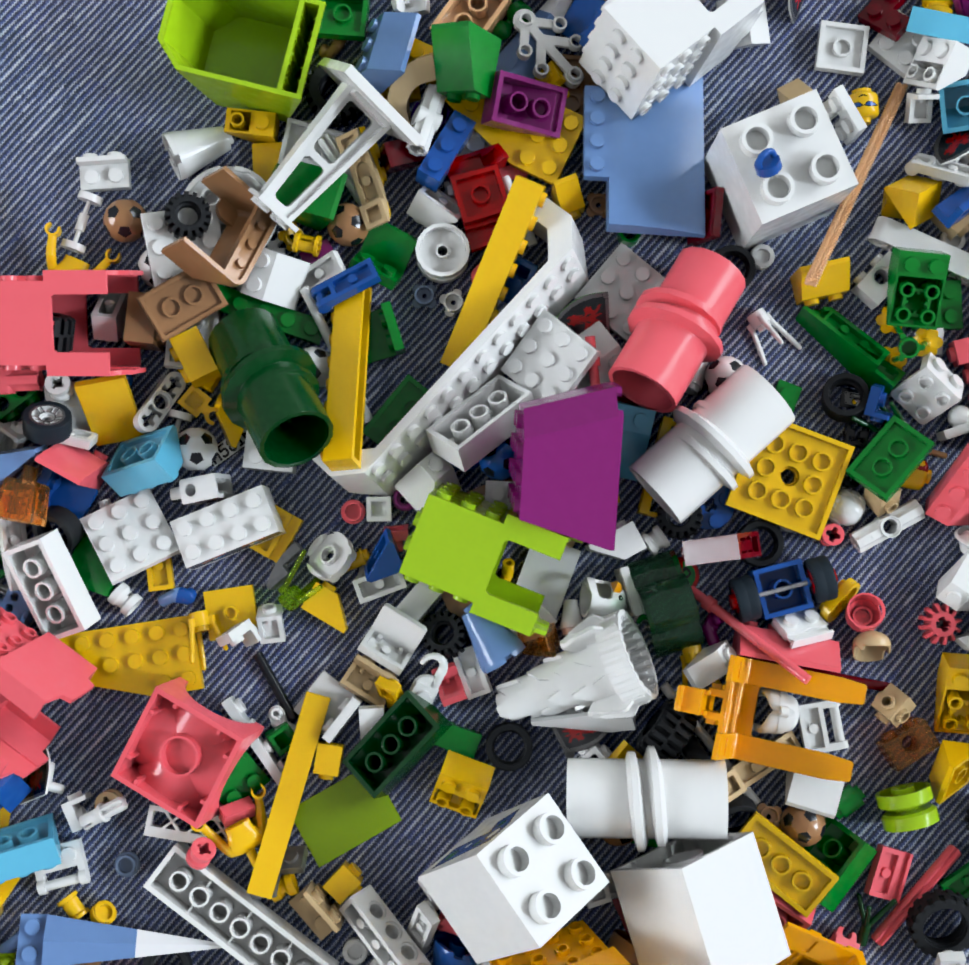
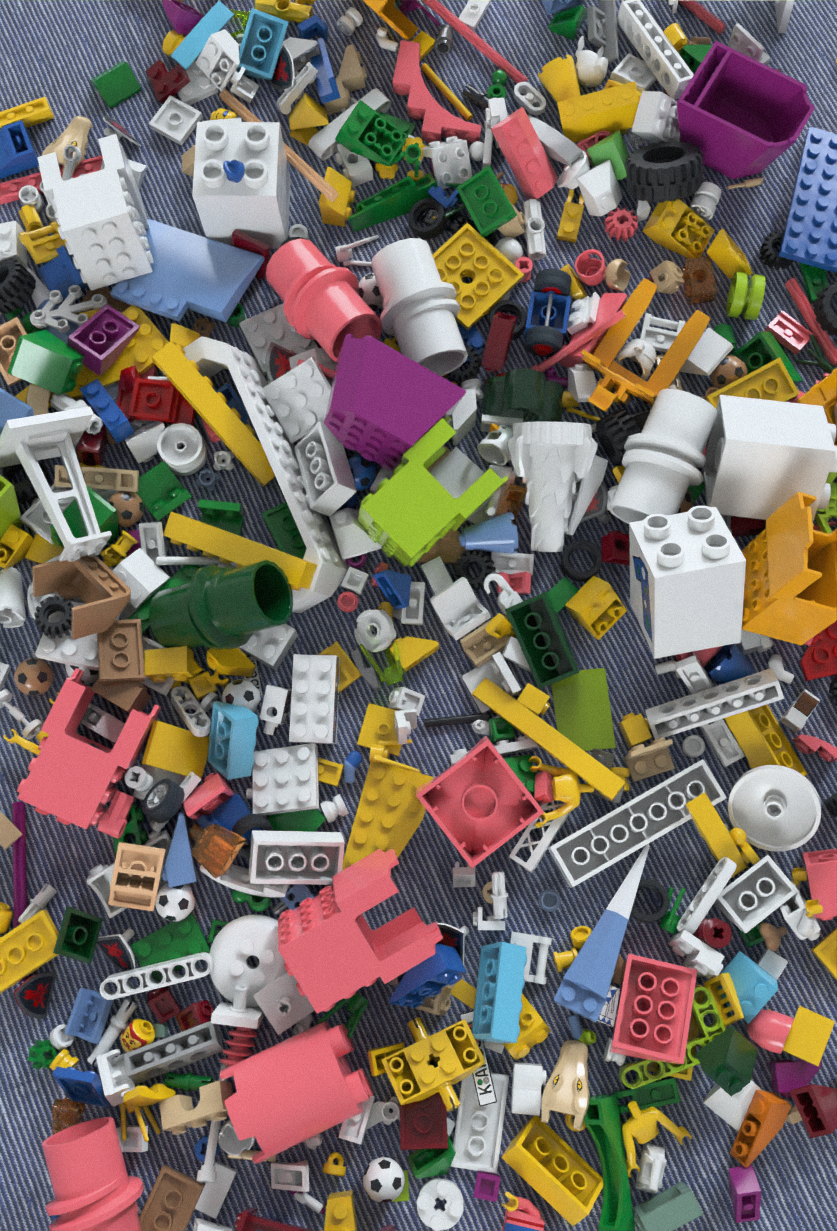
camera: 60 degrees left, 10 degrees down
(109, 762) = (463, 876): none -> white tile
(201, 859) = (565, 826): coral wheel -> none
(345, 285) = (170, 525): blue plate -> none
(531, 789) = (614, 554): none -> dark red brick
(922, 561) = (570, 219): none -> yellow hinge

